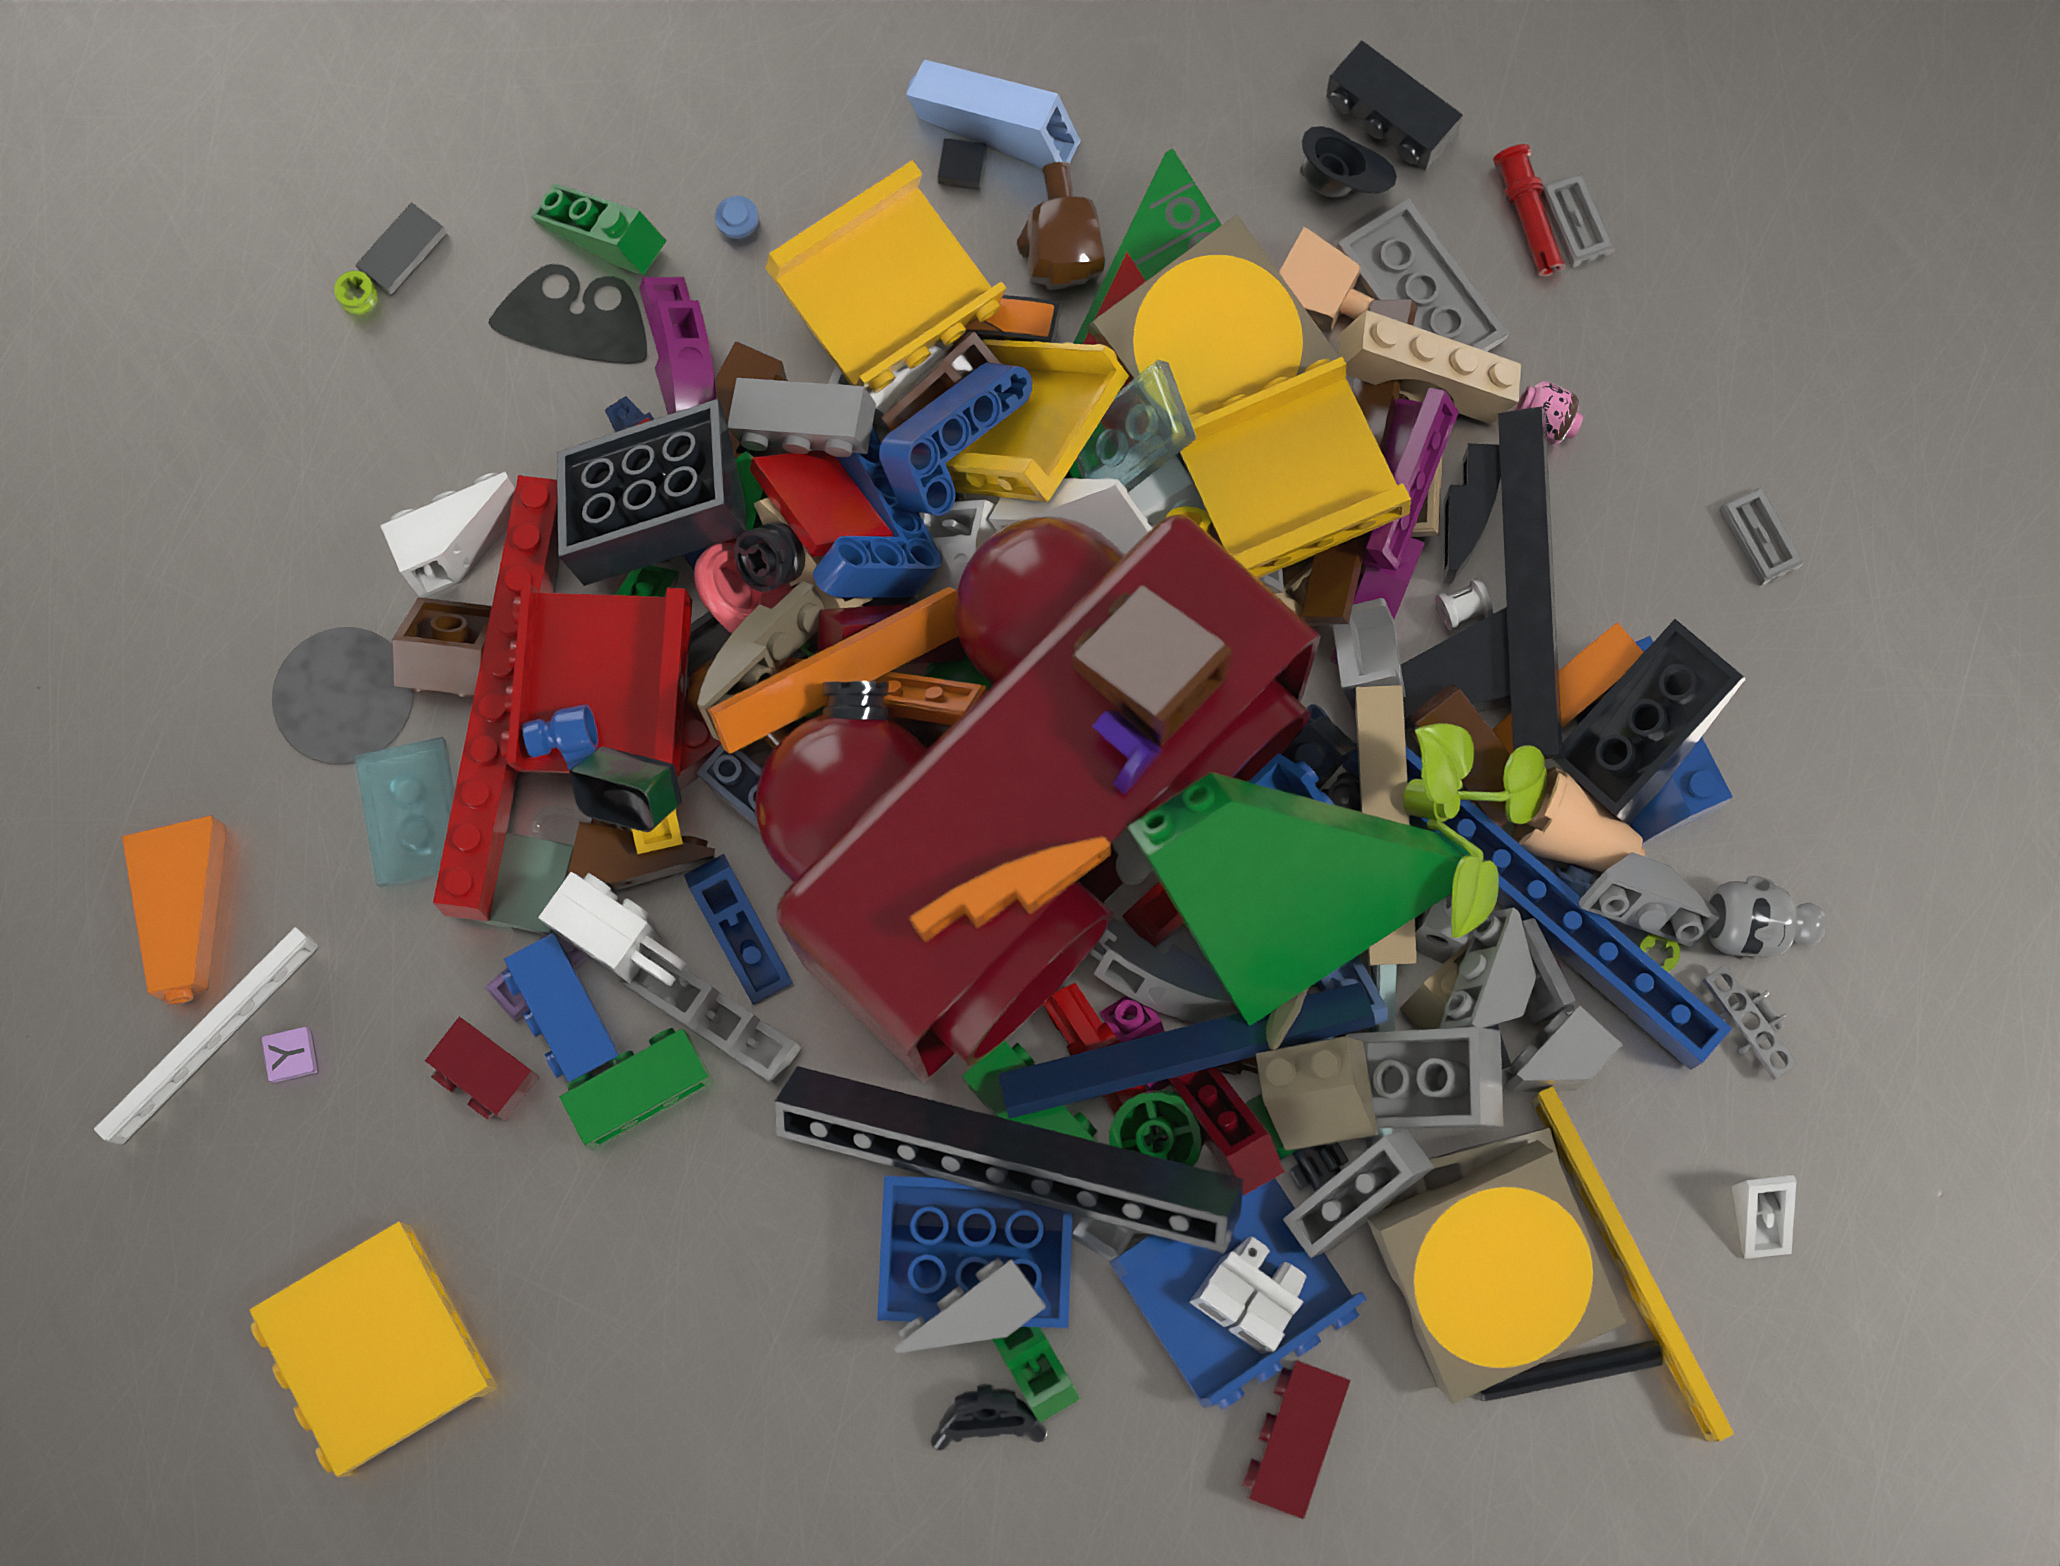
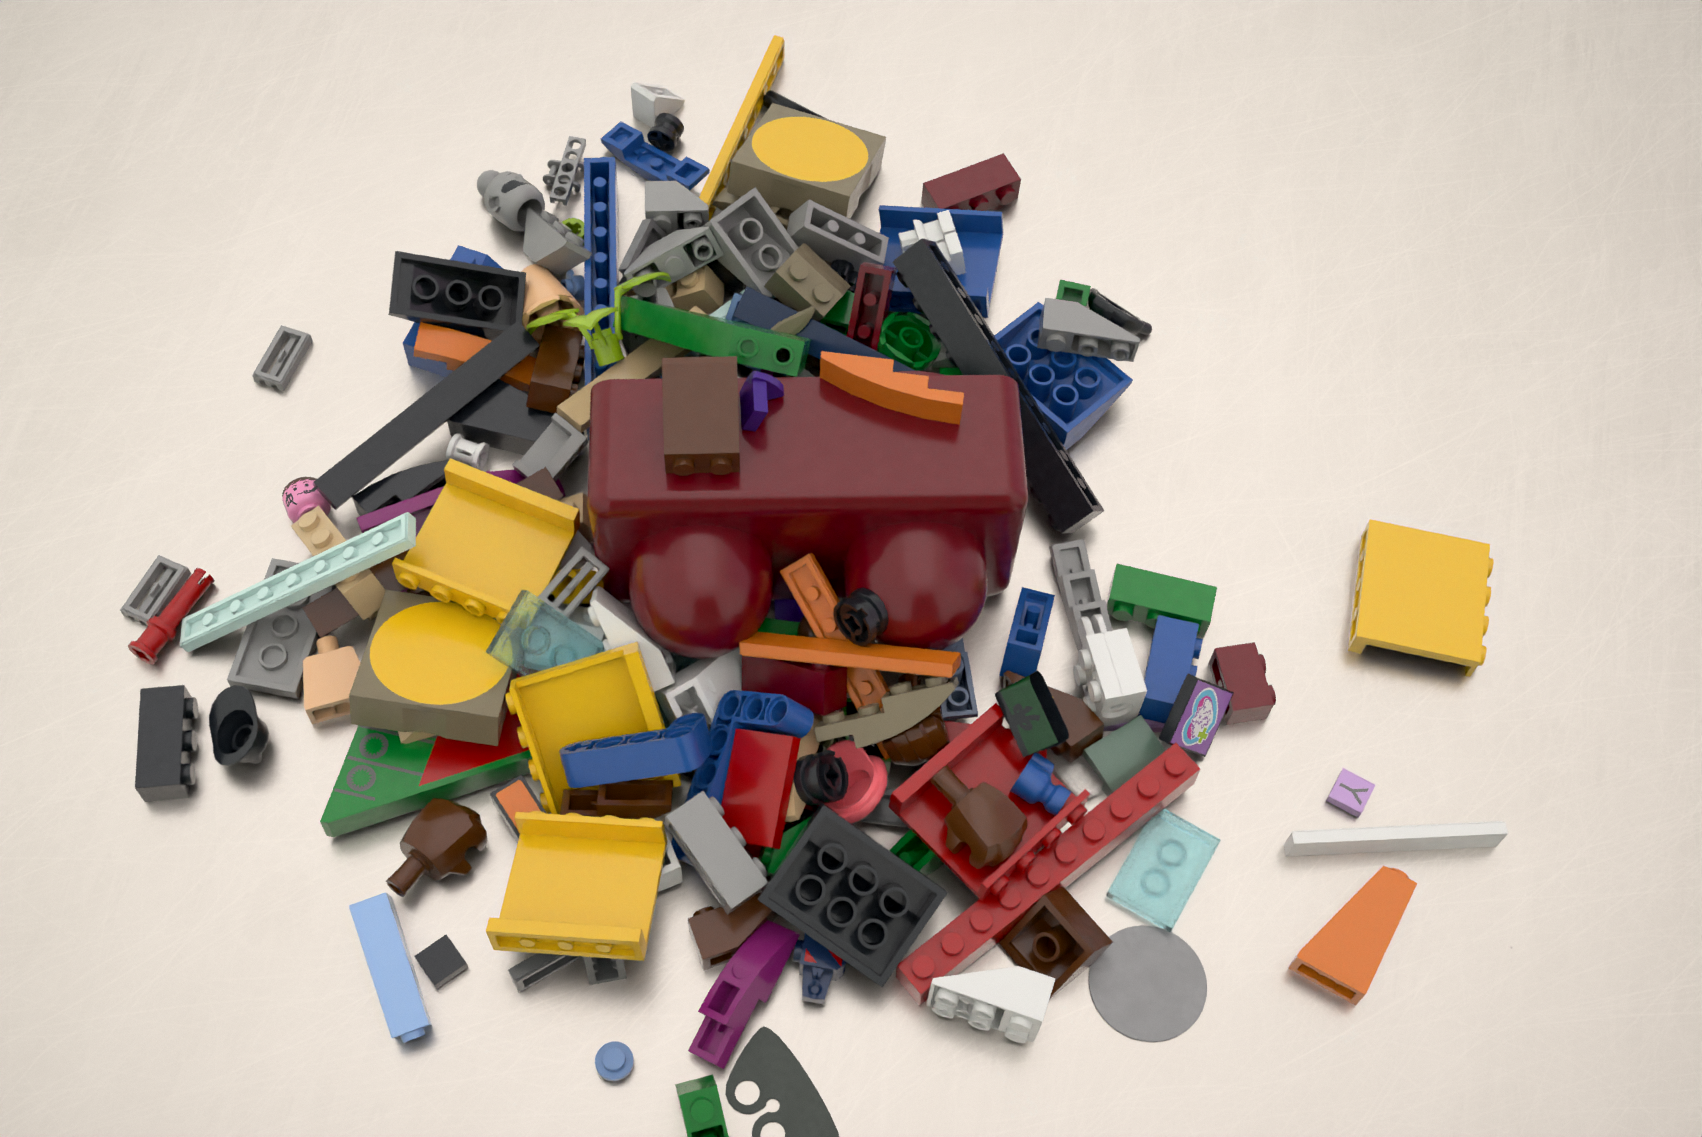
camera: 145 degrees left, 15 degrees down
(487, 968) = (1196, 715): none -> tile
(585, 640) = (981, 819): none -> reddish brown piece
(1190, 490) = (592, 562): none -> light grey tile
(1424, 298) = (299, 581): none -> light aqua tile
(1678, 1129) = (650, 162): none -> blue slope
(1707, 1179) = (665, 132): none -> black wheel

